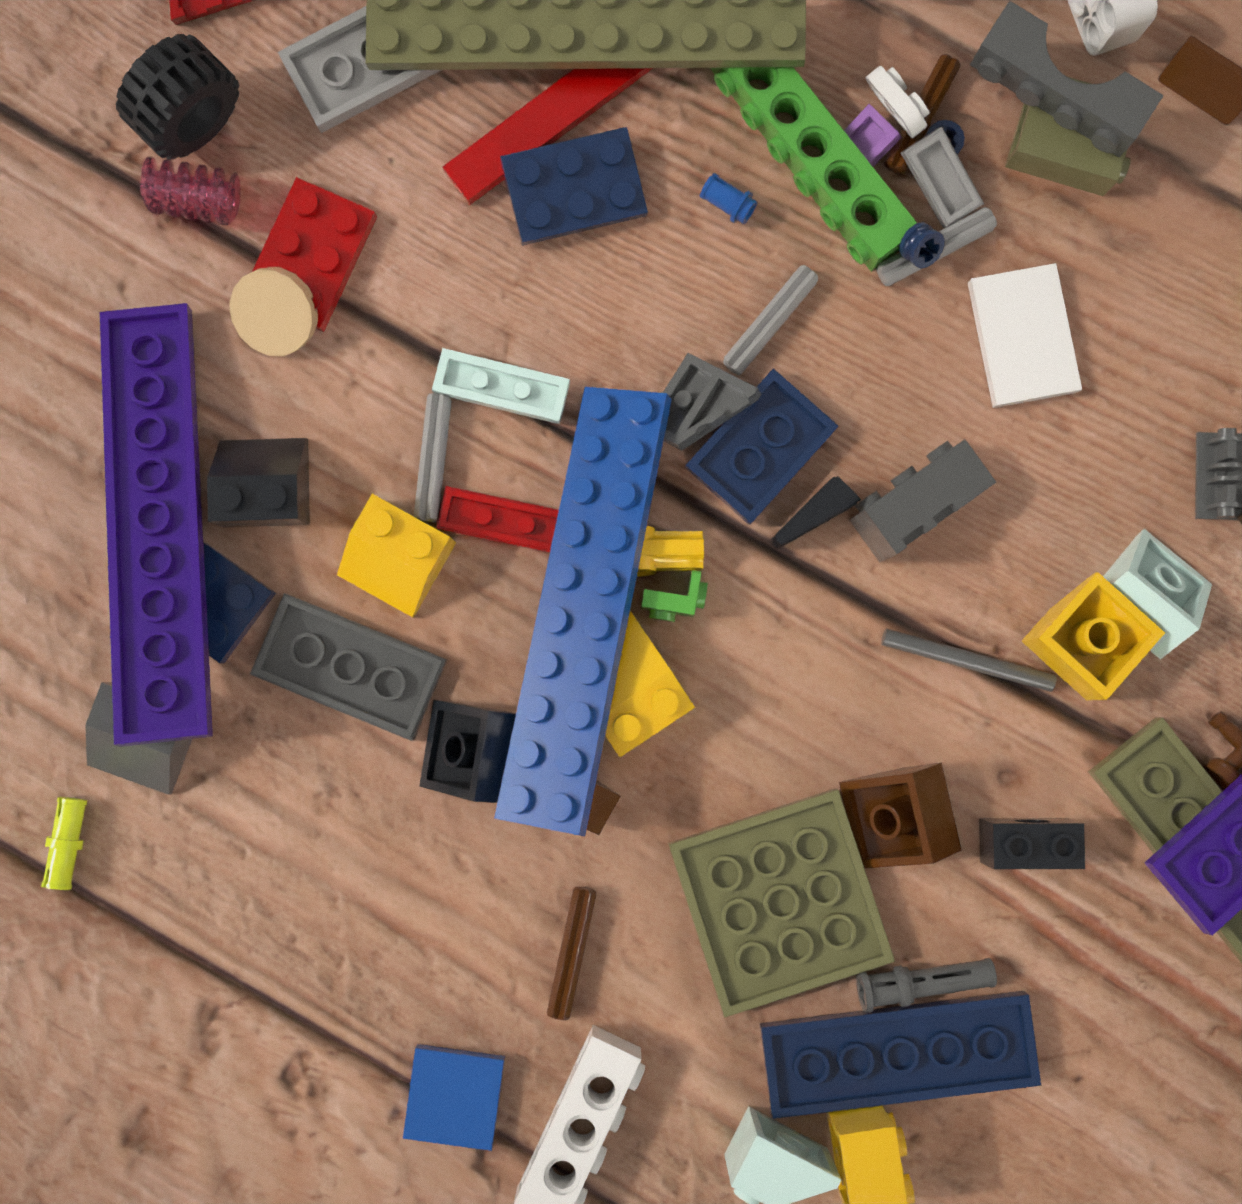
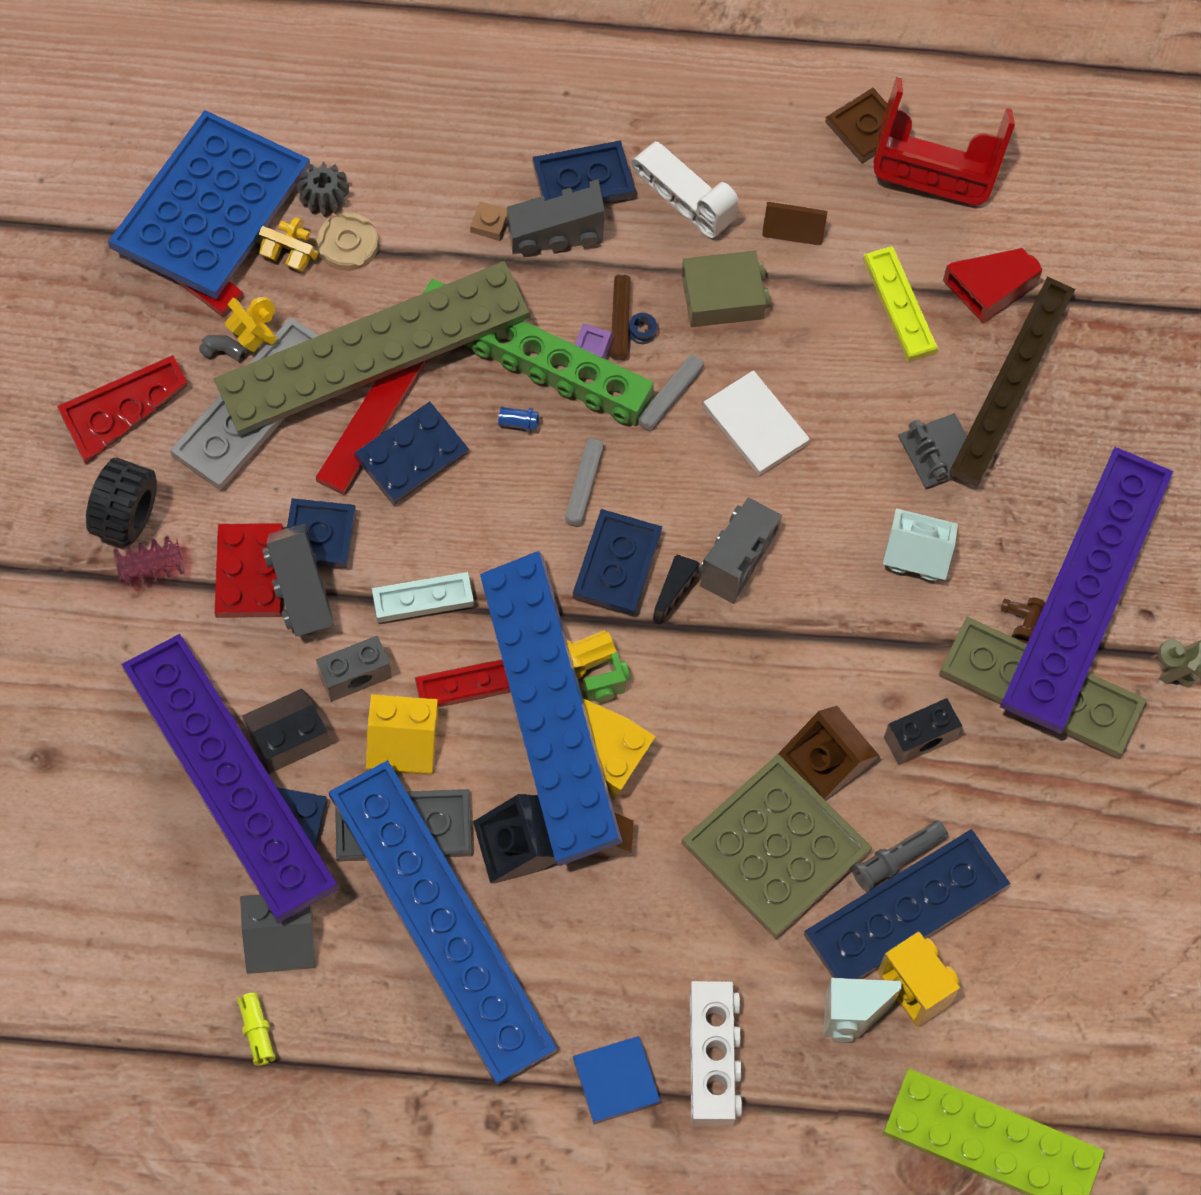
camera: 30 degrees left, 20 degrees down
(273, 311) = (244, 612): tan tile -> none
(333, 815) = (442, 923): none -> blue plate
(350, 298) = (298, 580): none -> dark grey wedge
(372, 443) = (354, 668): none -> dark grey brick
(413, 244) = (329, 529): none -> dark blue plate
(432, 457) = (398, 665): light grey axle -> none
(571, 953) = (651, 945): reddish brown axle -> none
(703, 400) = (565, 547): dark grey wing -> none
(907, 110) = (593, 311): white plate -> none
(922, 245) = (660, 392): dark blue bush -> none
(942, 177) = (653, 348): light grey tile -> none
(969, 660) = (823, 638): dark grey bar -> none
(1019, 60) = (665, 258): dark grey arch -> none
(1093, 638) = (894, 584): yellow slope -> none

